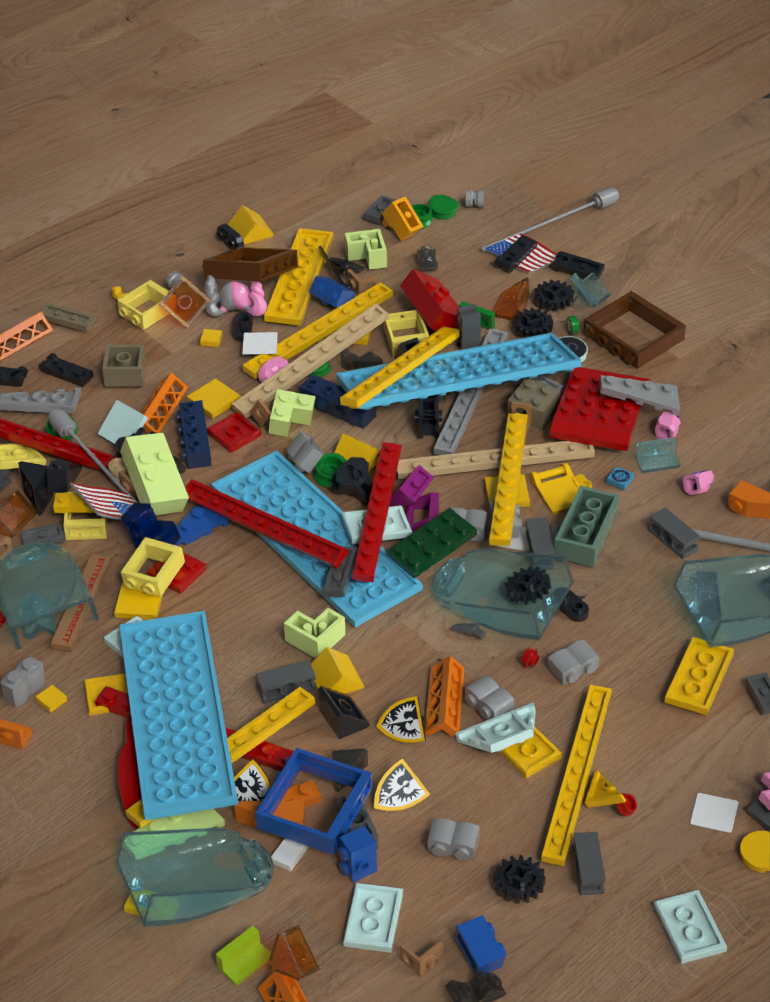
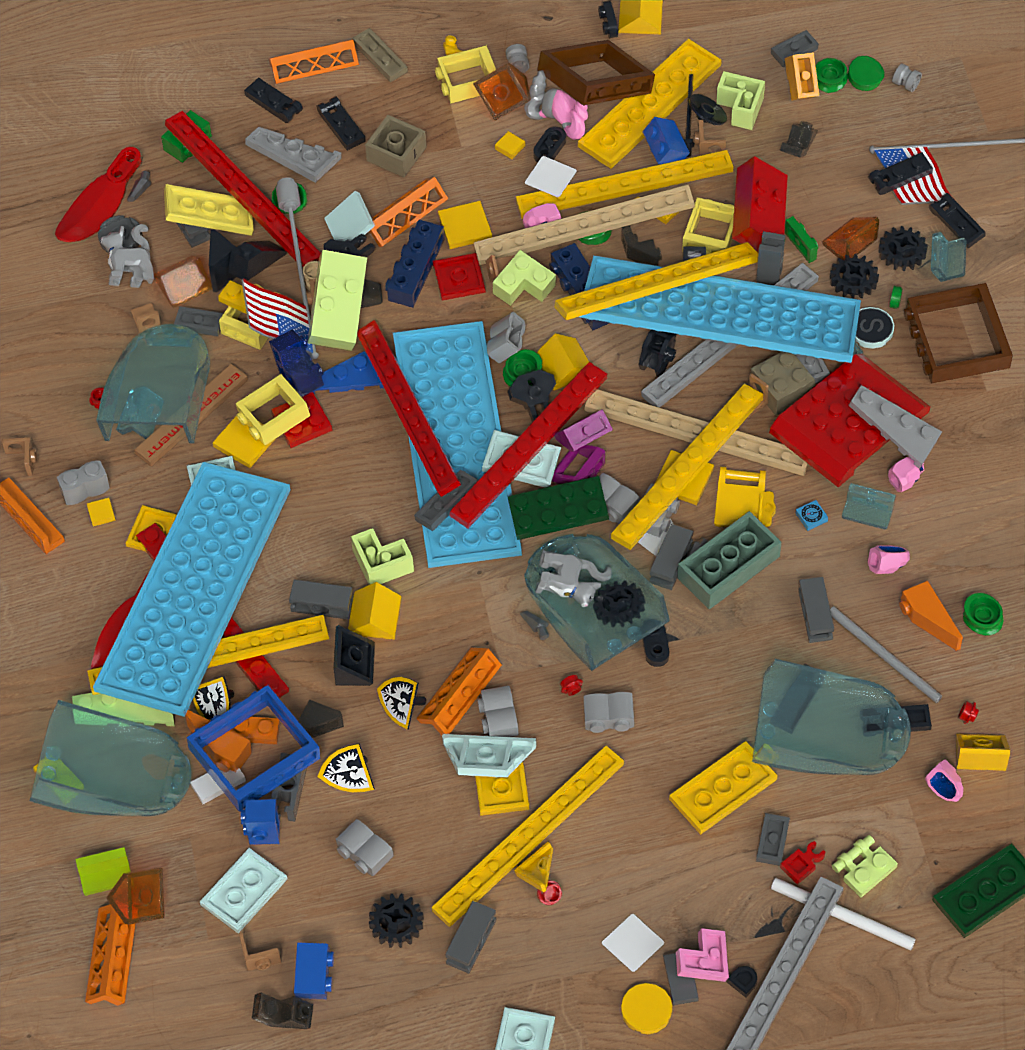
camera: 30 degrees right, 15 degrees up
(473, 583) = (565, 579): none -> light grey animal

